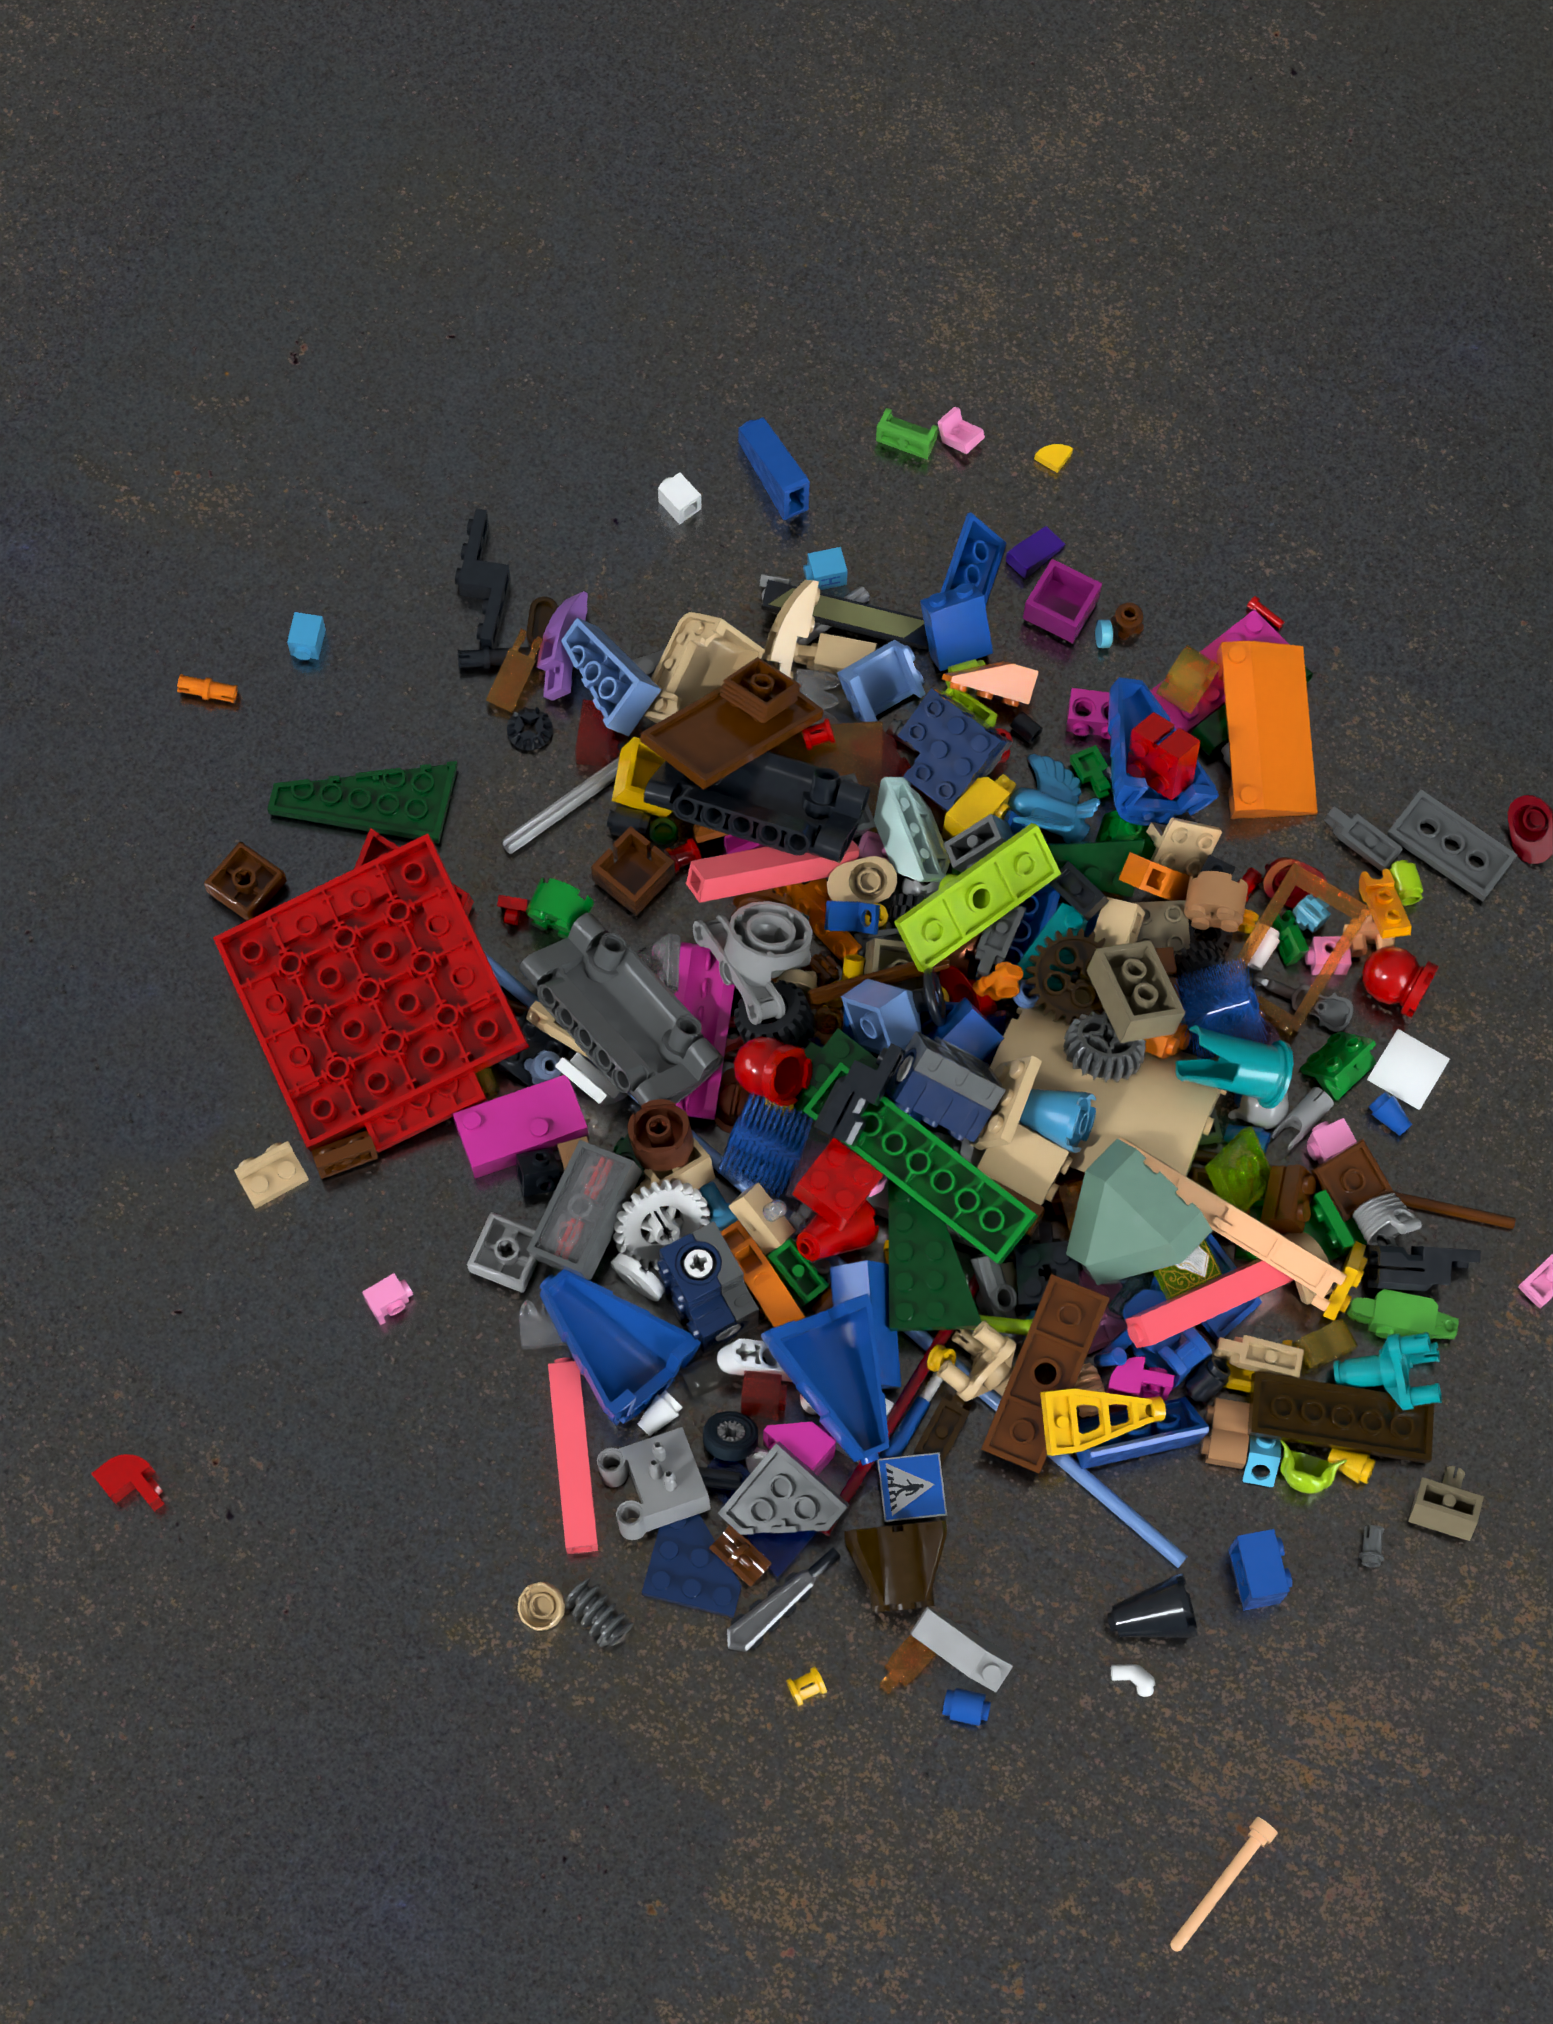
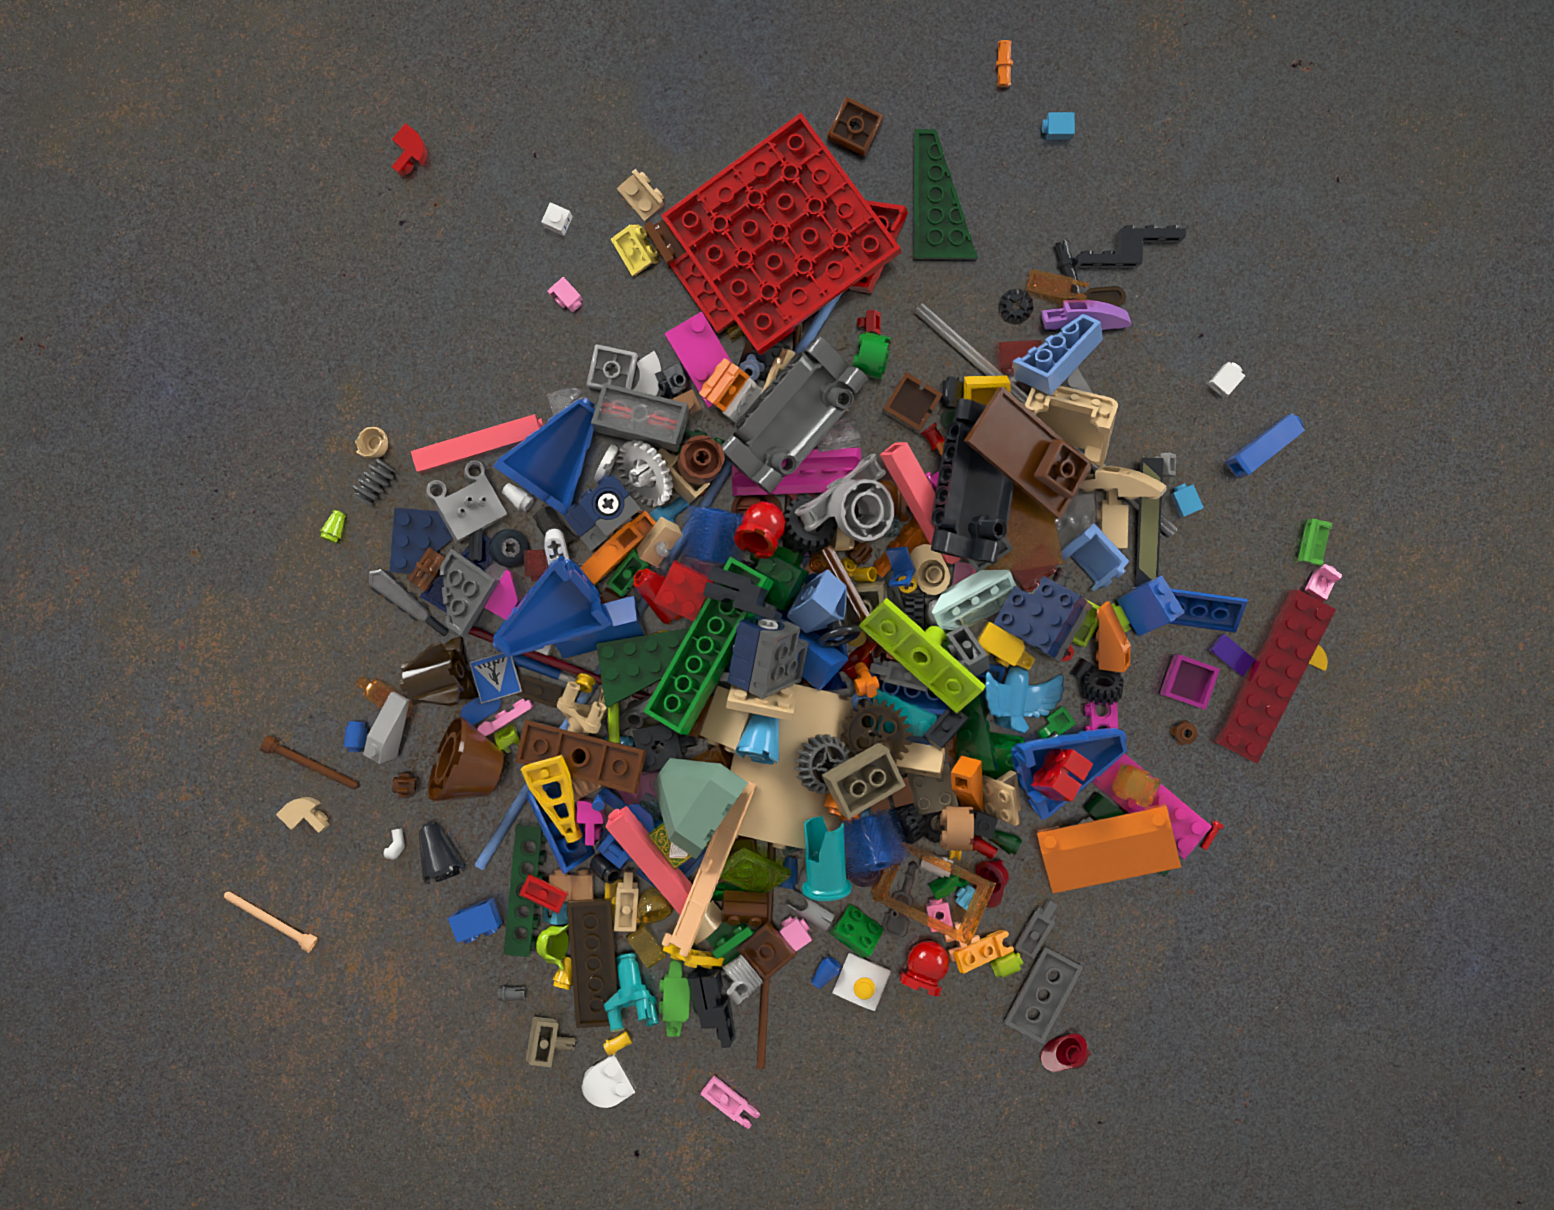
camera: 85 degrees right, 20 degrees up
(278, 1290) = (556, 219): none -> white brick
(344, 1195) = (635, 249): none -> light yellow bracket
(523, 1209) = (648, 367): none -> white tile
(561, 1093) = (724, 384): none -> orange brick
(653, 1686) = (333, 527): none -> lime cone
(812, 1677) = (350, 628): yellow bush -> none
(818, 734) = (1043, 525): red bush -> none
(959, 1525) = (476, 712): none -> blue tile
(961, 1836) = (271, 746): none -> reddish brown piece
(973, 1486) = (504, 718): none -> bright pink hinge
(1001, 1487) = (506, 737): none -> lime tile
(1029, 1546) = (466, 764): none -> reddish brown cone
(1049, 1645) = (404, 785): none -> reddish brown gear
(1052, 701) = (1103, 694): none -> black tyre
(1061, 1804) = (303, 809): none -> tan brick
(1071, 505) = (1274, 675): none -> dark red brick
(1104, 633) = (1170, 716): medium azure tile -> none
(1207, 1506) = (513, 943): none -> dark green brick
(1233, 1465) = (543, 893): none -> red plate
(1242, 854) = (1006, 841): none -> dark green cone
(1271, 1321) = (653, 907): none -> clear yellow hat
(1417, 1062) = (864, 988): none -> yellow plate
(1459, 1409) = (617, 1043): none -> yellow pin
(1515, 1434) = (606, 1084): none -> white slope

